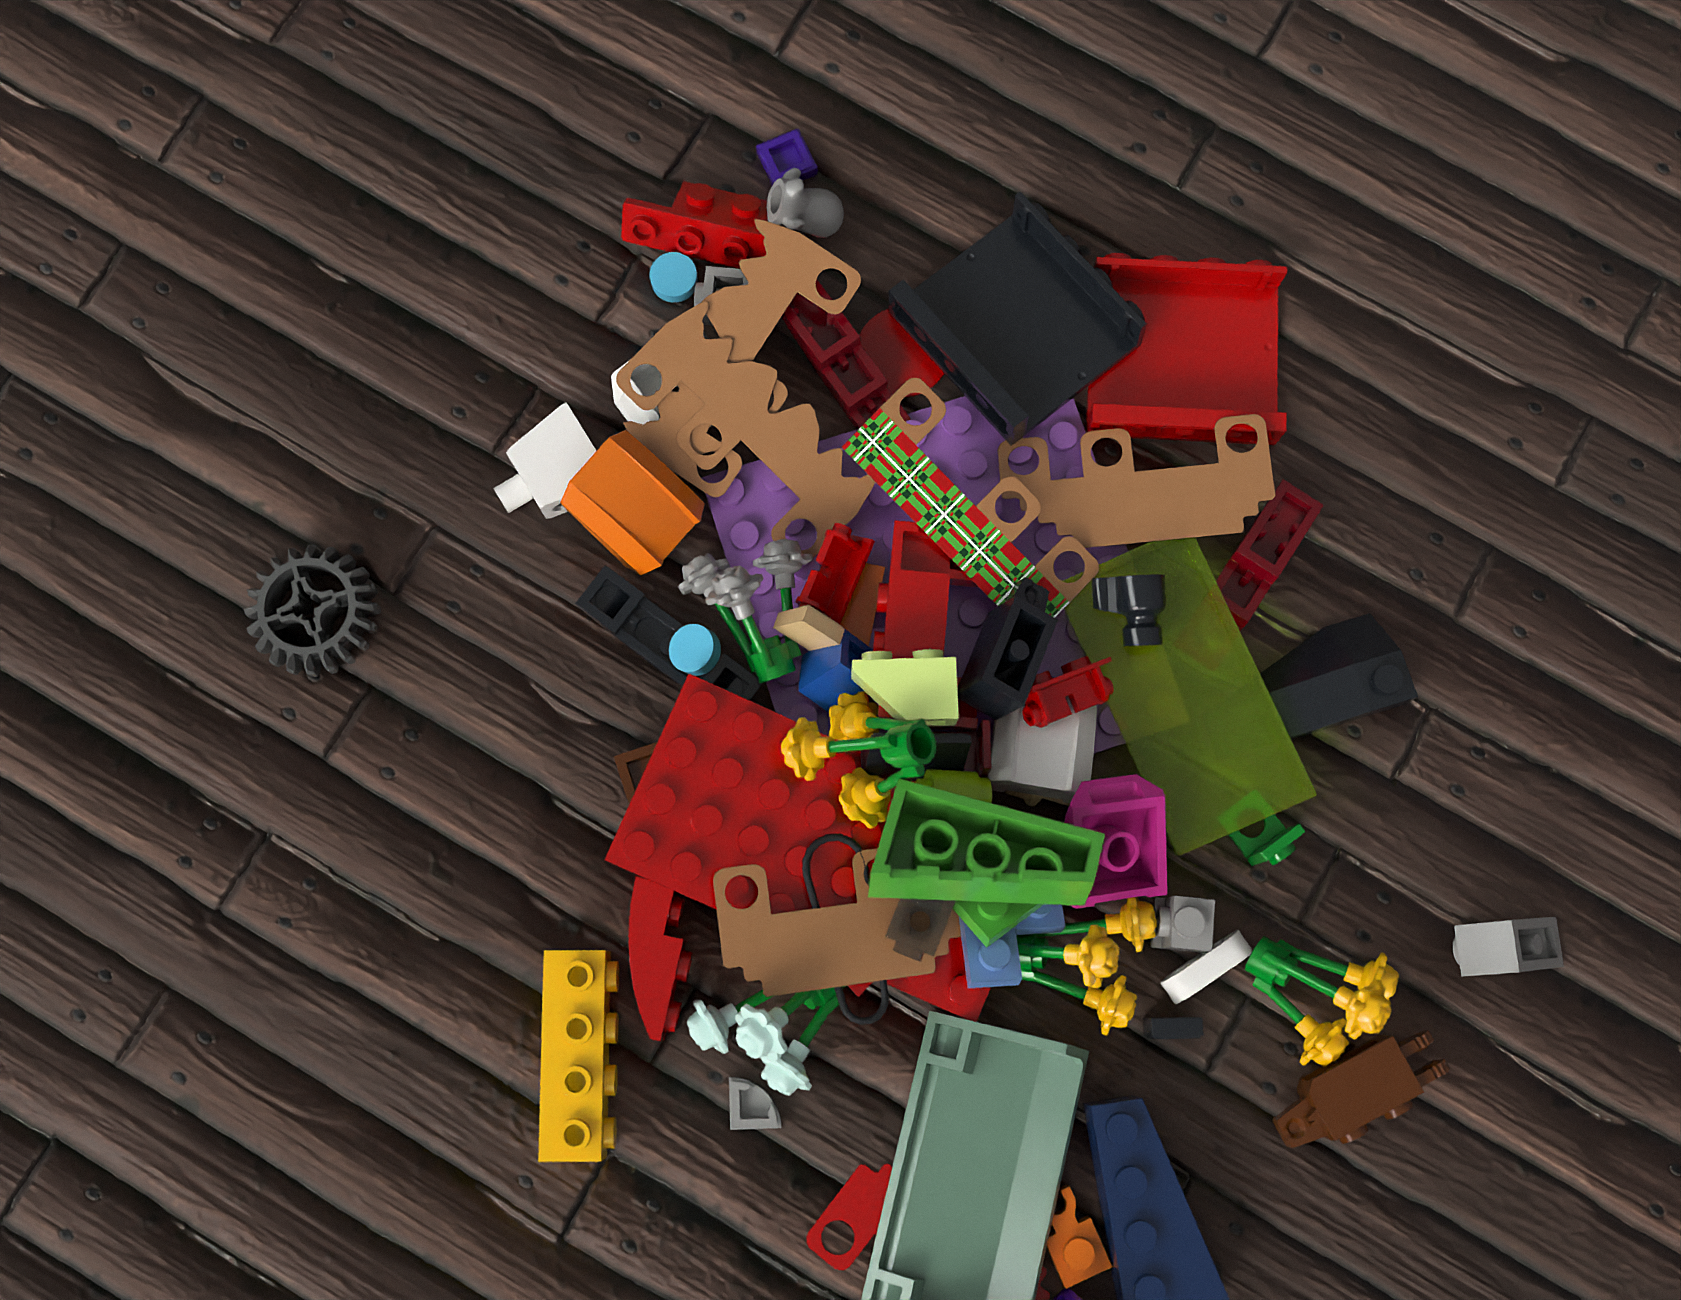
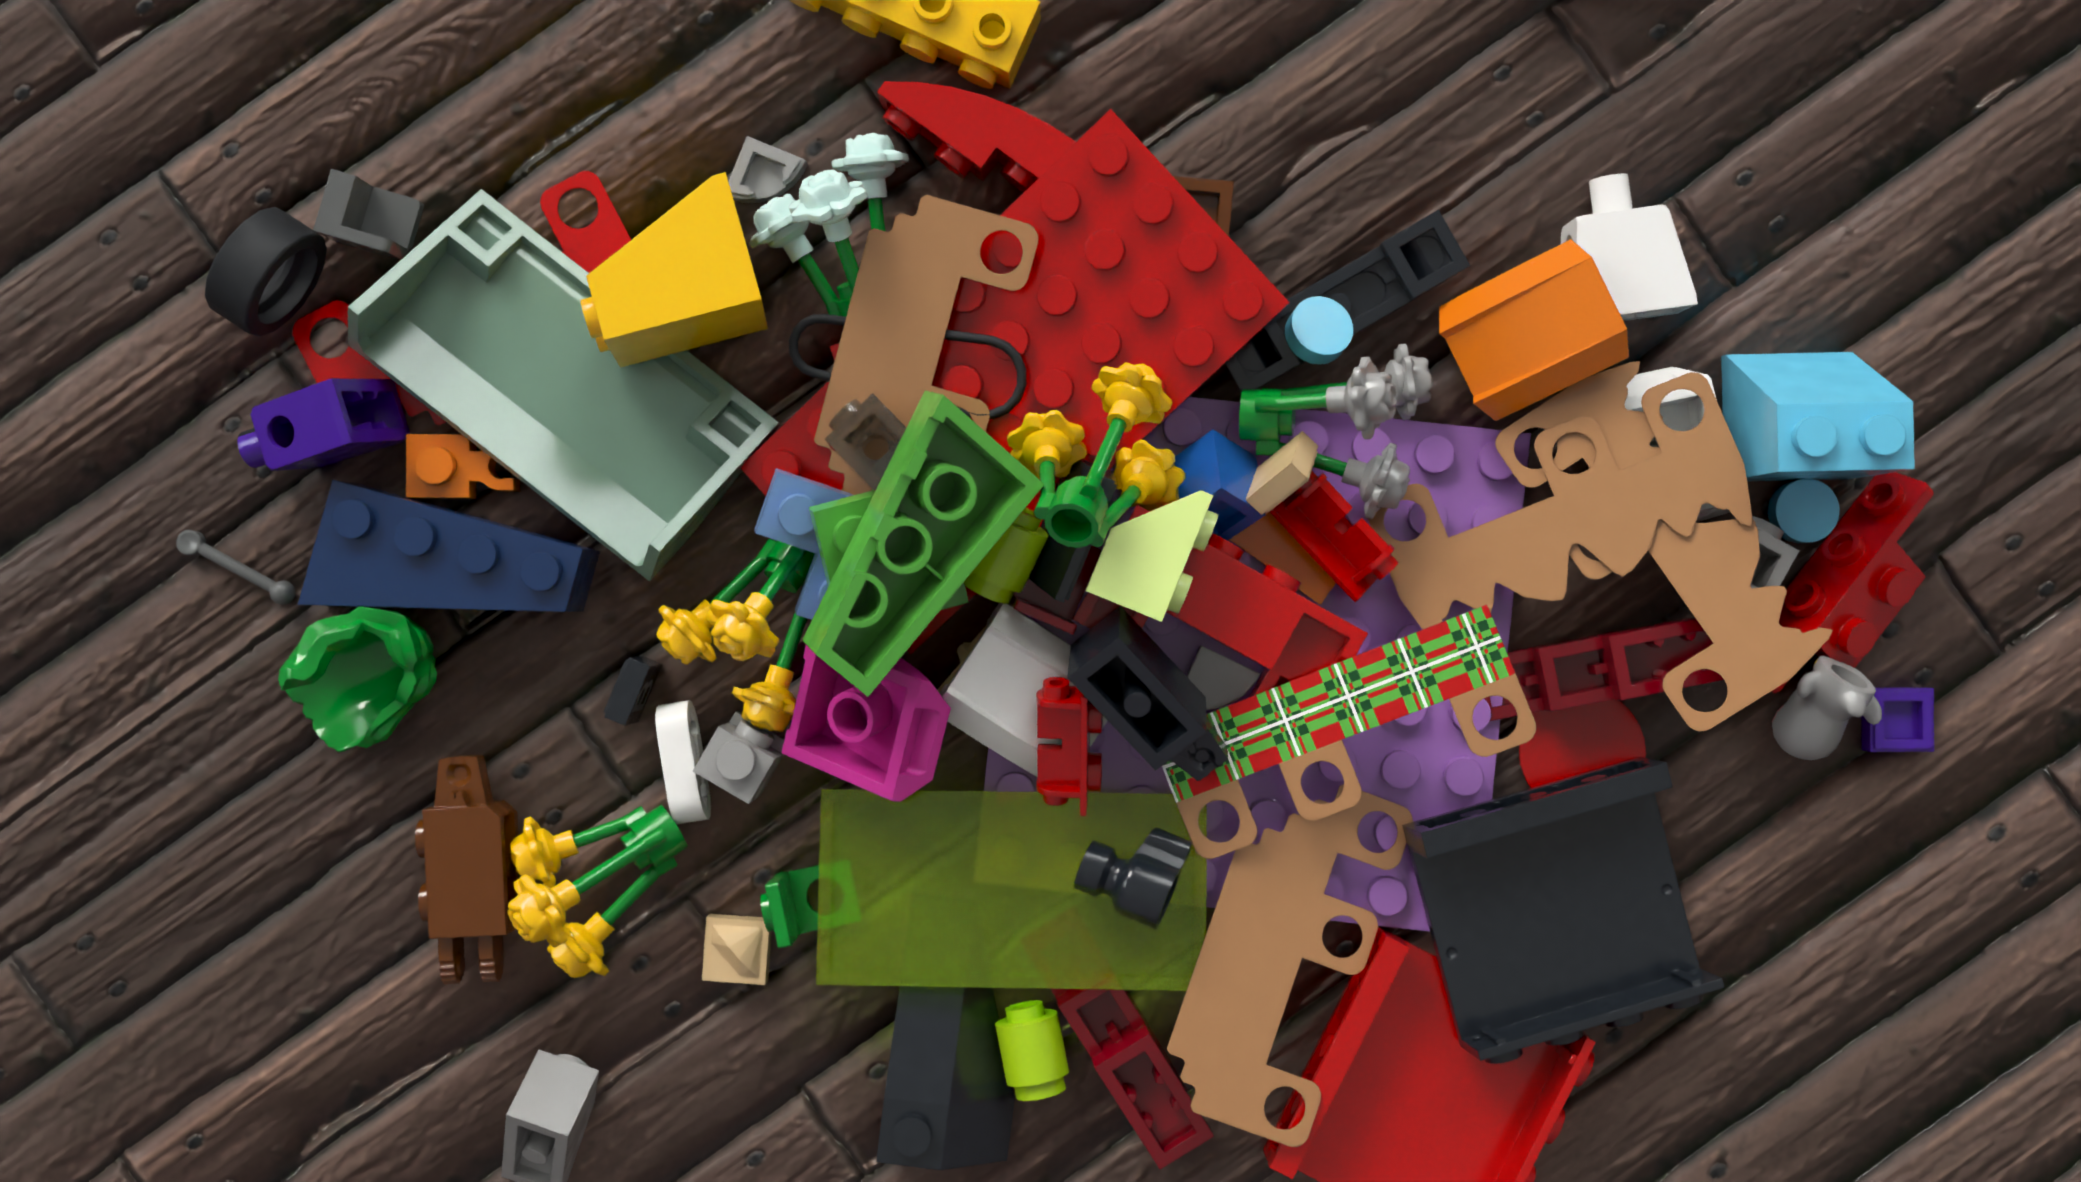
camera: 115 degrees right, 10 degrees up
(610, 294) = (1815, 417): none -> medium azure slope
(863, 1121) = (677, 282): none -> yellow slope
(968, 611) = (1220, 678): none -> light grey tile
(1260, 1236) = (359, 675): none -> green hair
(1286, 627) = (1032, 1050): none -> lime brick
(1319, 868) = (736, 949): none -> tan tile

